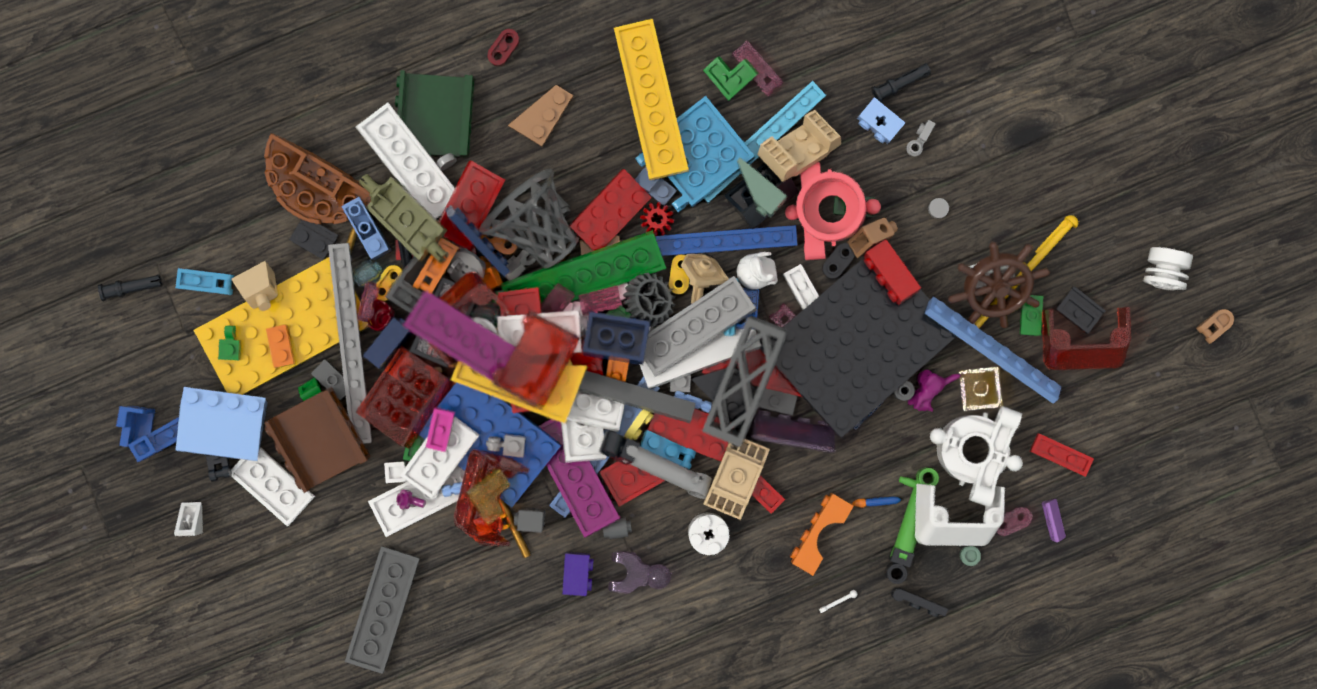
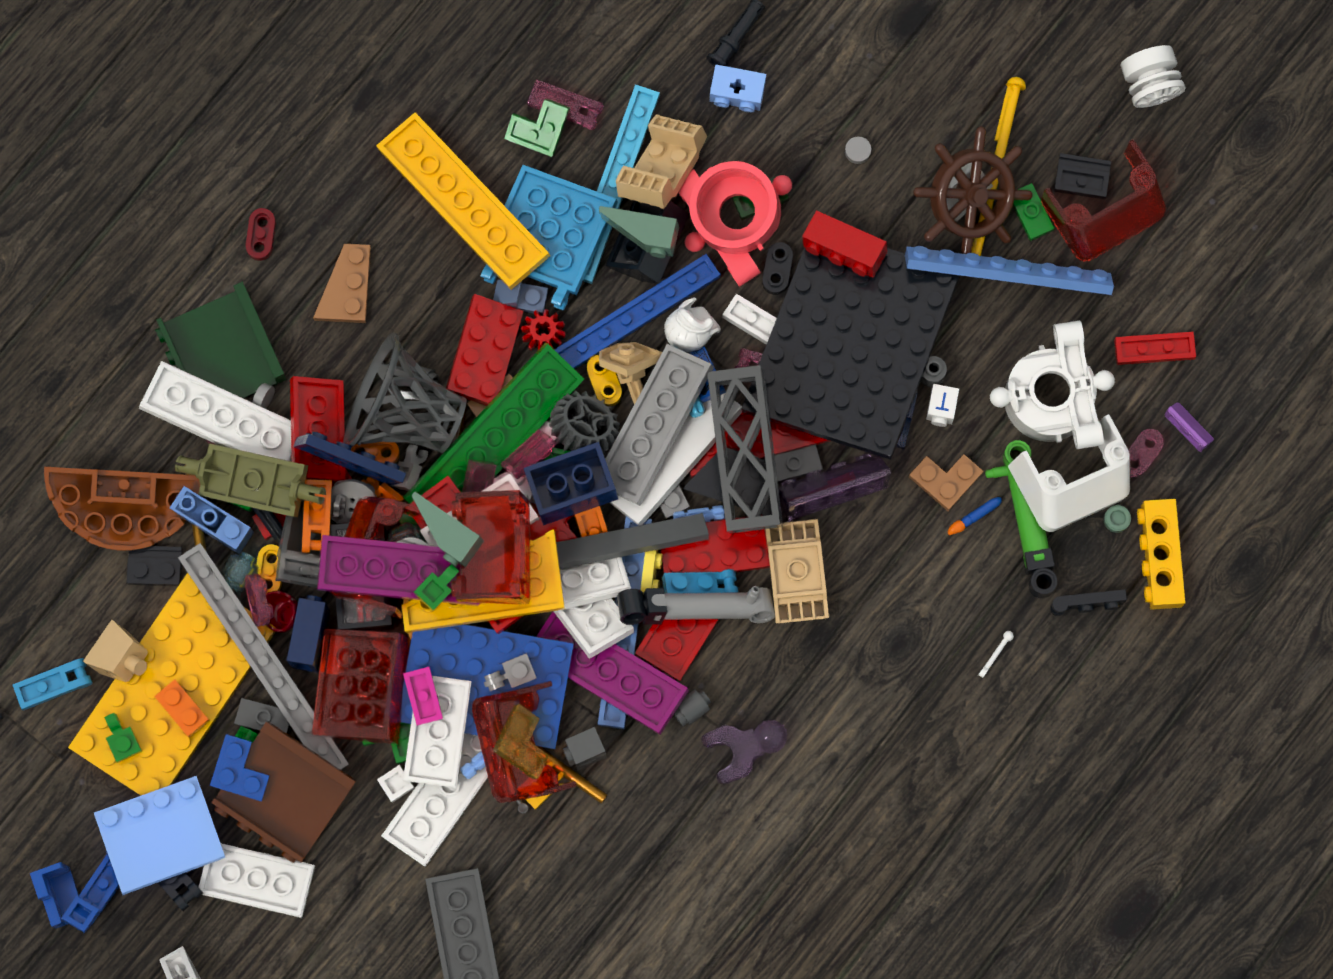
camera: 25 degrees left, 10 degrees down
(290, 411) = (231, 771): none -> blue plate
(405, 498) = (424, 807): magenta plate -> none
(482, 368) = (435, 589): none -> green plate
(511, 334) = (450, 535): none -> sand green slope
(577, 574) = (673, 784): dark purple brick -> none
(712, 544) = (810, 643): white brick -> none
(767, 495) = (844, 575): red plate -> none
(833, 511) = (930, 619): orange arch -> none
(869, 472) = (943, 486): none -> medium nougat plate
(875, 233) = (801, 209): medium nougat torso -> none
(896, 416) = (942, 405): none -> white brick
(923, 131) = (793, 74): light grey plate -> none
(929, 386) = (961, 350): magenta animal -> none
(981, 388) = (1020, 323): clear yellow slope -> none
(988, 608) = (1166, 514): none -> yellow brick
(1222, 322) = (1247, 103): medium nougat plate -> none

